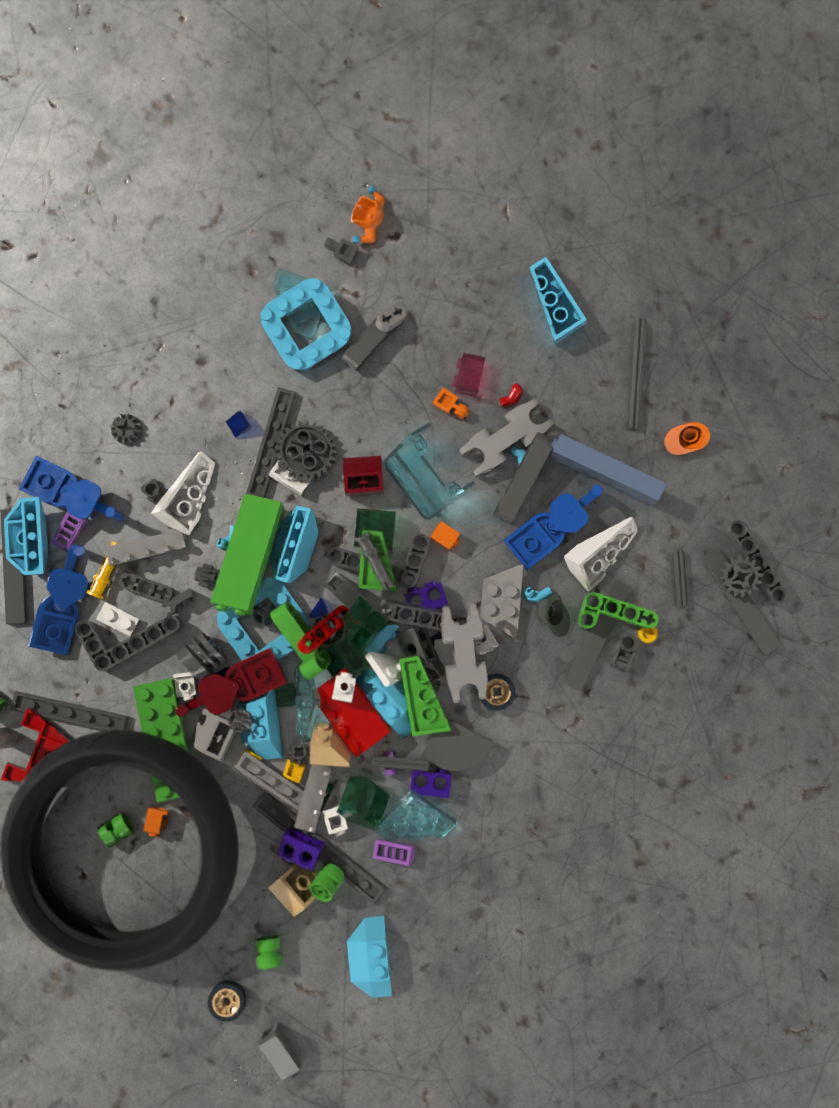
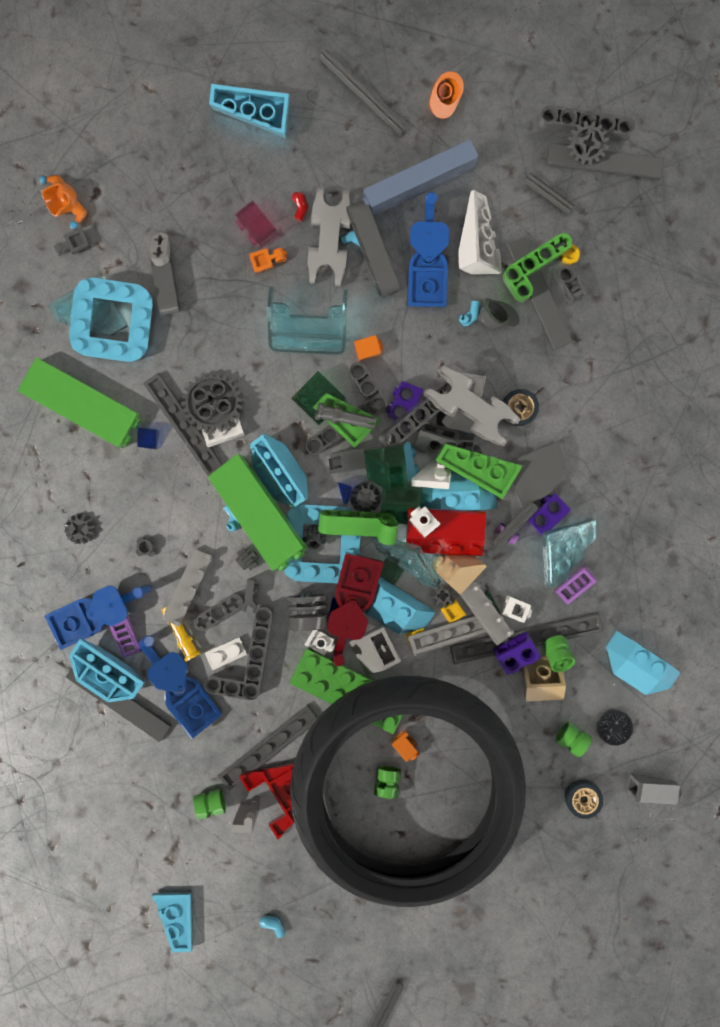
camera: 55 degrees left, 5 degrees up
(184, 499) = (173, 528): white wedge -> none
(223, 352) = (79, 403): none -> bright green brick
(240, 721) = (383, 621): dark grey gear -> none
(305, 978) = (615, 727): none -> black wheel
(324, 629) = (365, 500): red beam -> none
(363, 476) = (268, 373): dark red slope -> none
(363, 803) = (521, 577): clear green slope -> none
(502, 600) = (453, 344): light grey wing -> none

